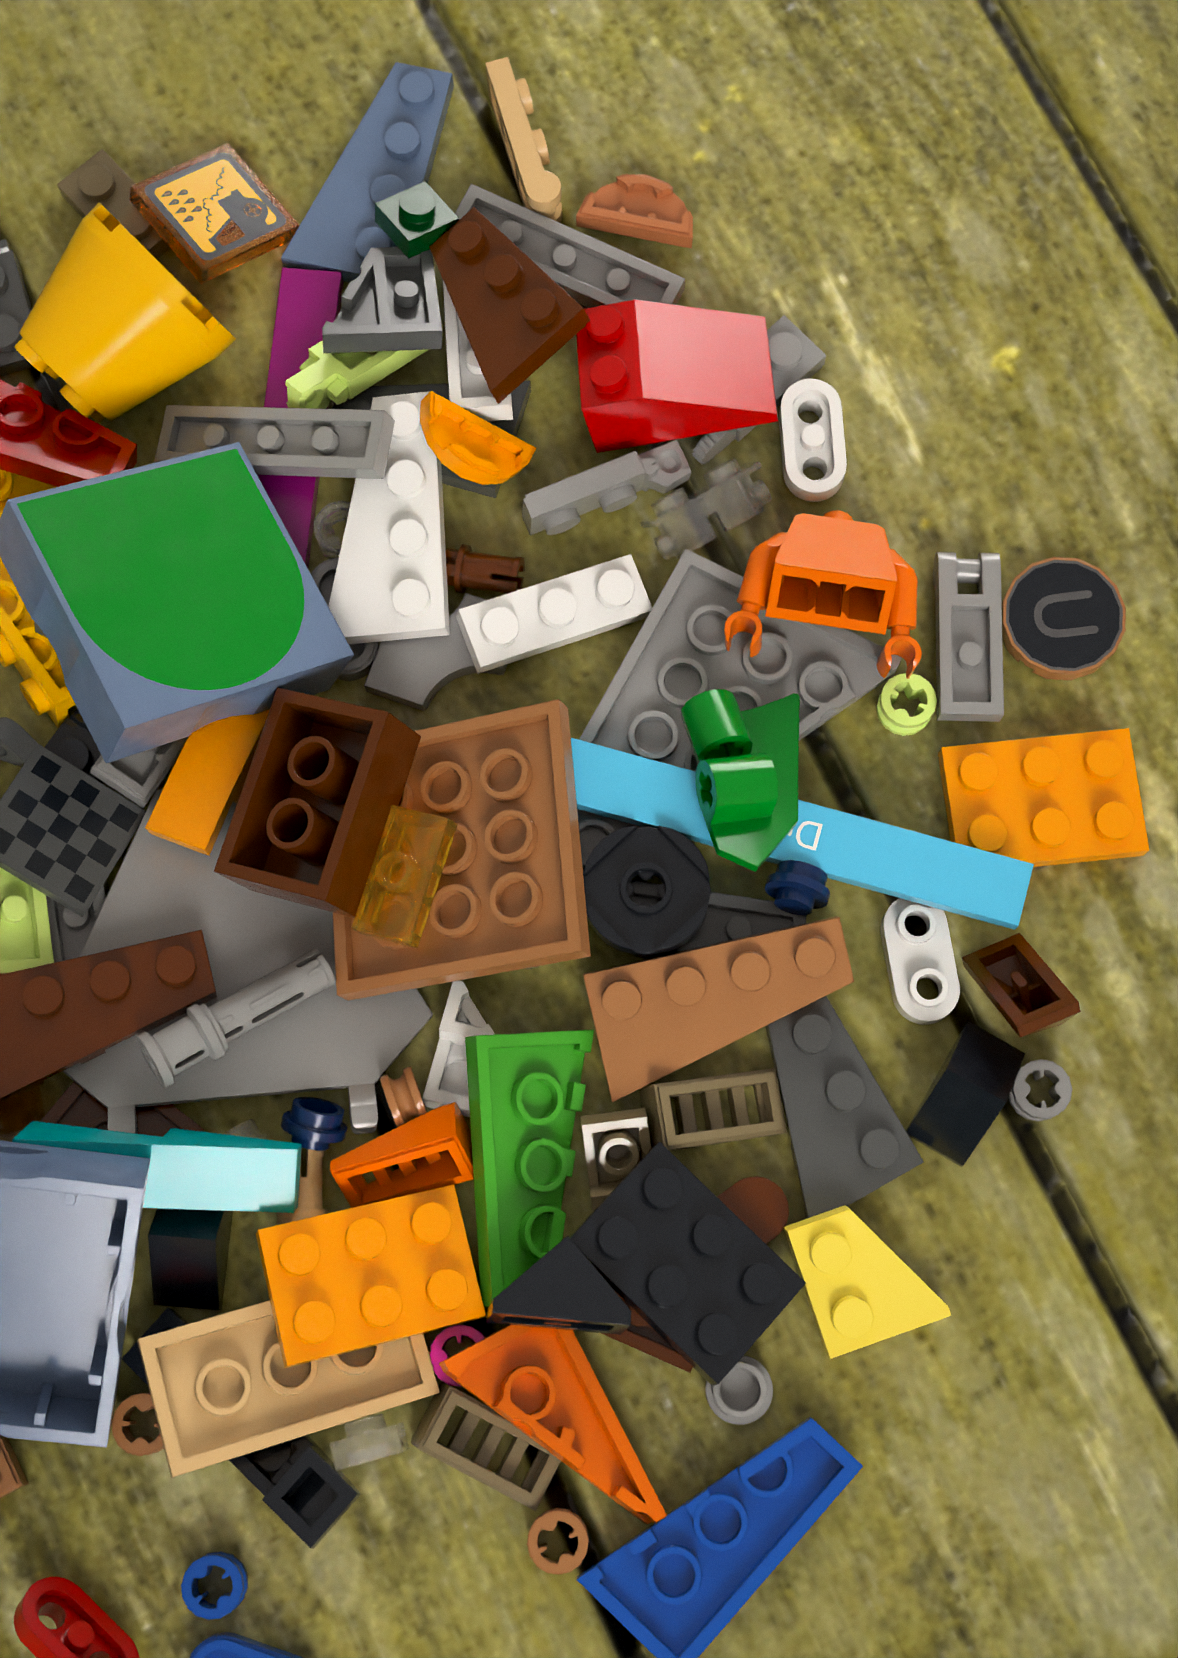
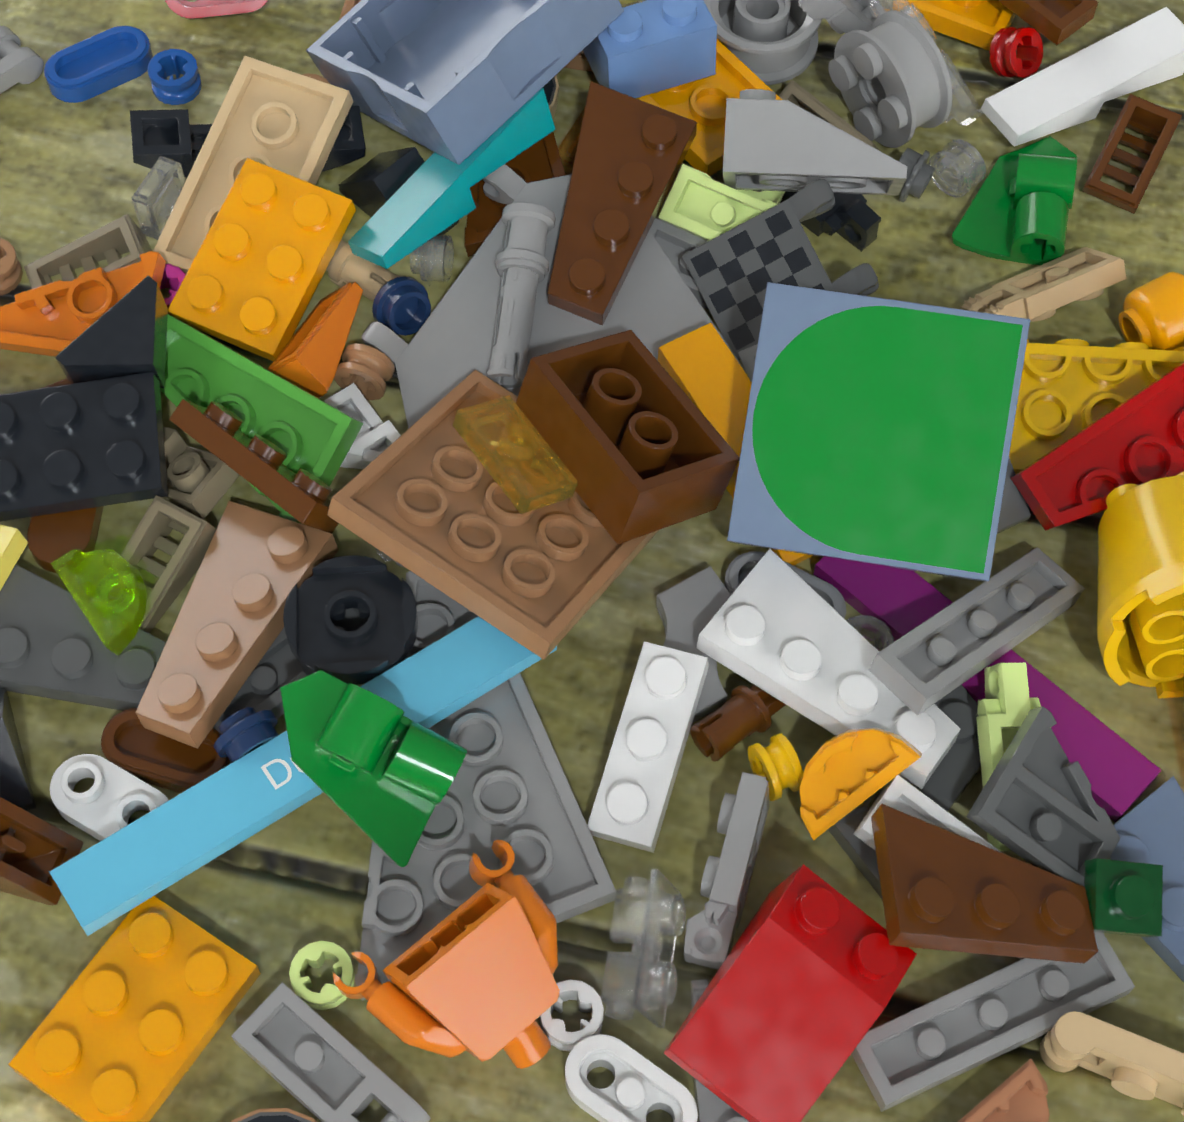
camera: 125 degrees right, 15 degrees down
(496, 516) = (778, 764): none -> yellow bush
(575, 1083) = (257, 462): none -> reddish brown plate
(776, 1109) = (107, 592): none -> clear neon green plate
(789, 501) = (588, 1002): none -> white bush
(872, 984) = (157, 757): none -> reddish brown tile

